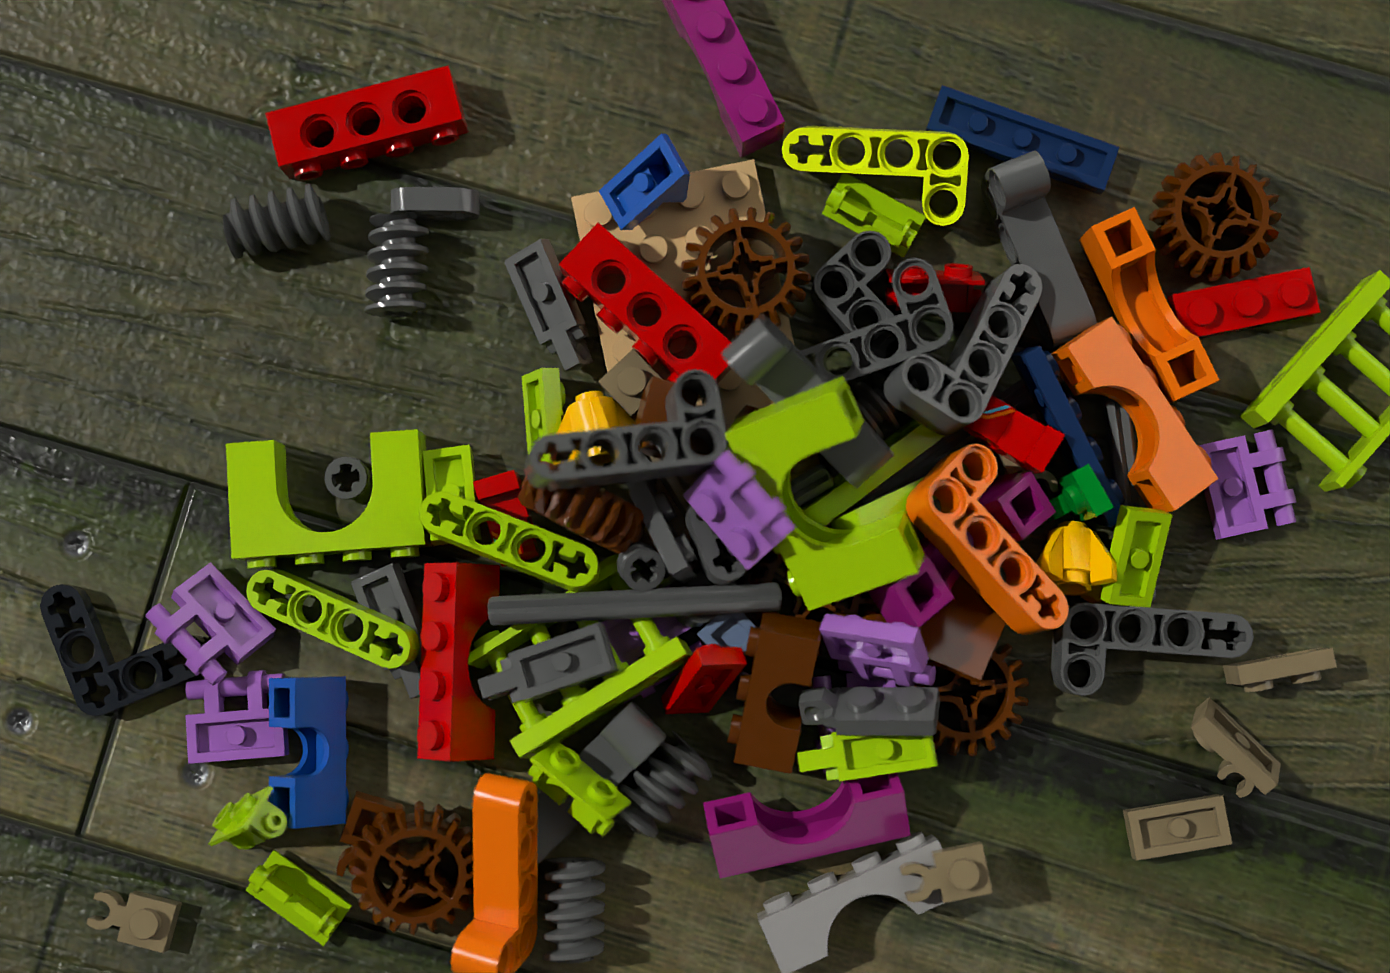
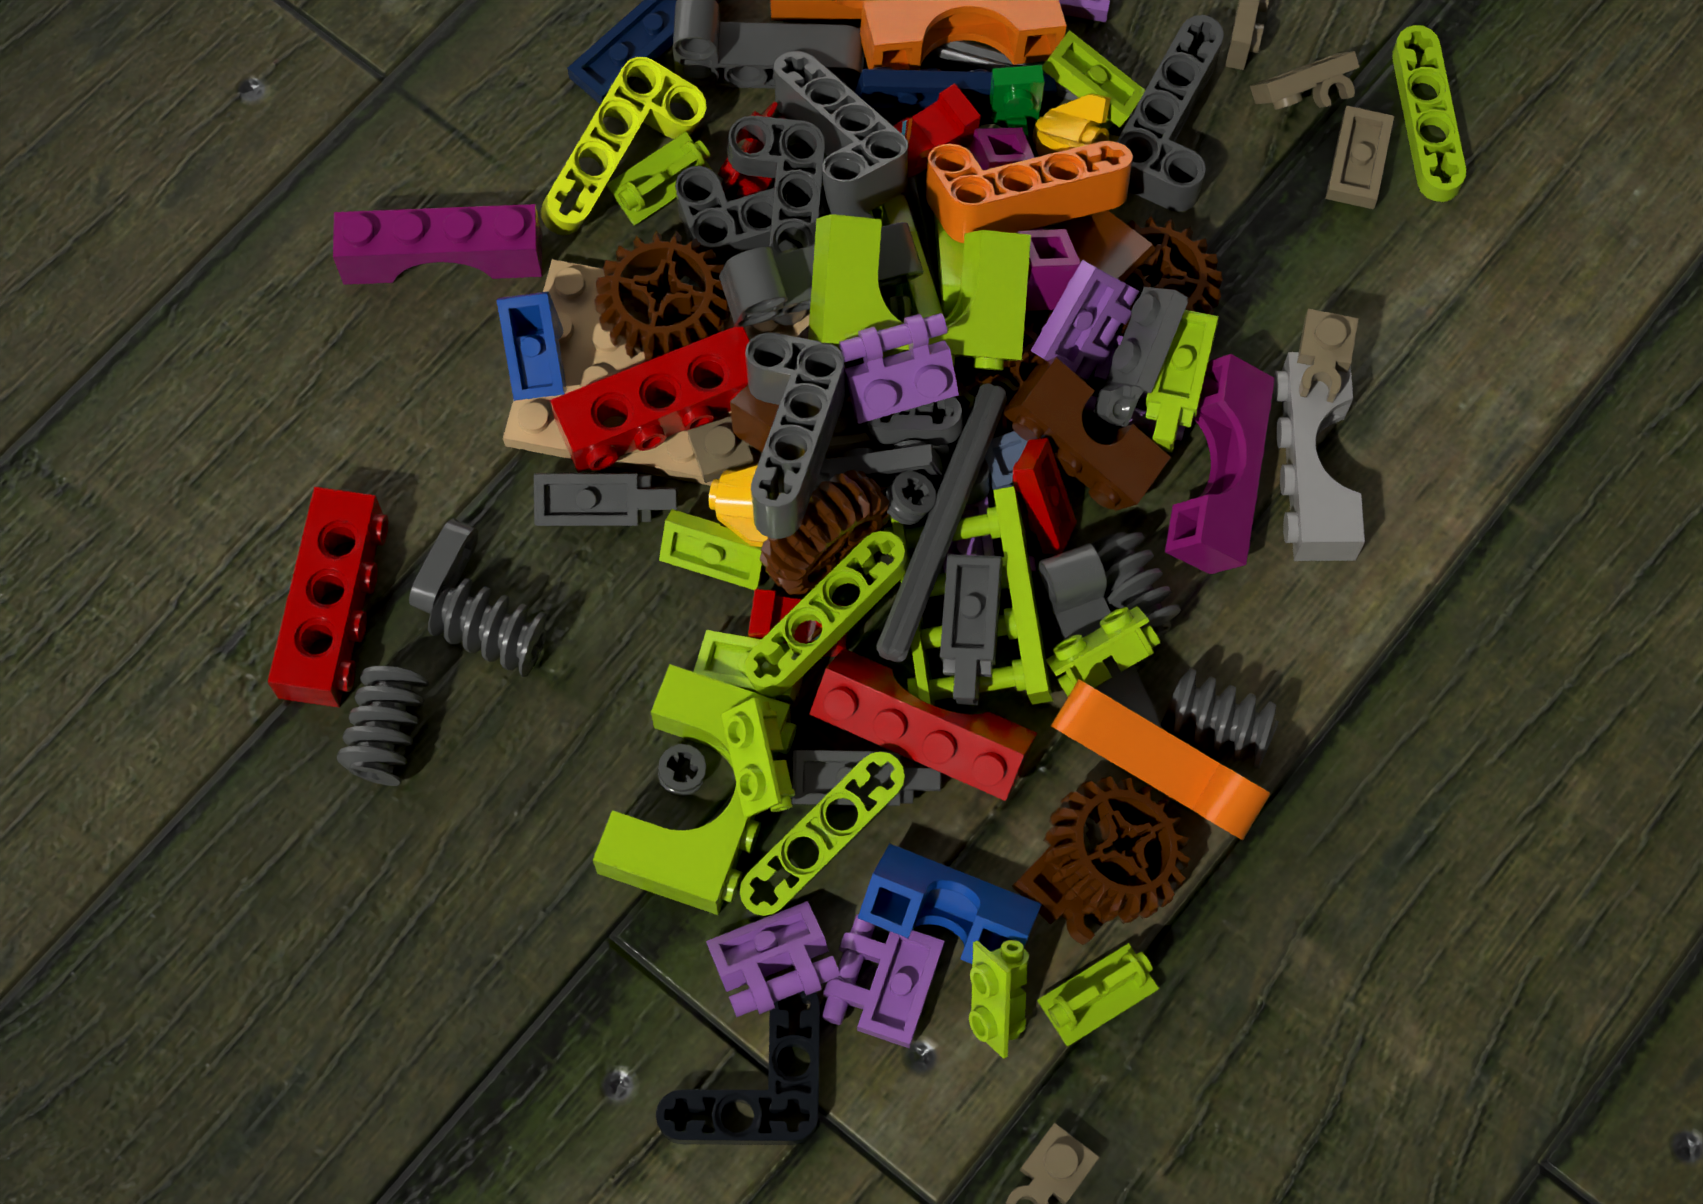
camera: 70 degrees left, 15 degrees down
(341, 553) = (751, 739): none -> lime hinge
(1259, 880) = (1433, 112): none -> lime beam

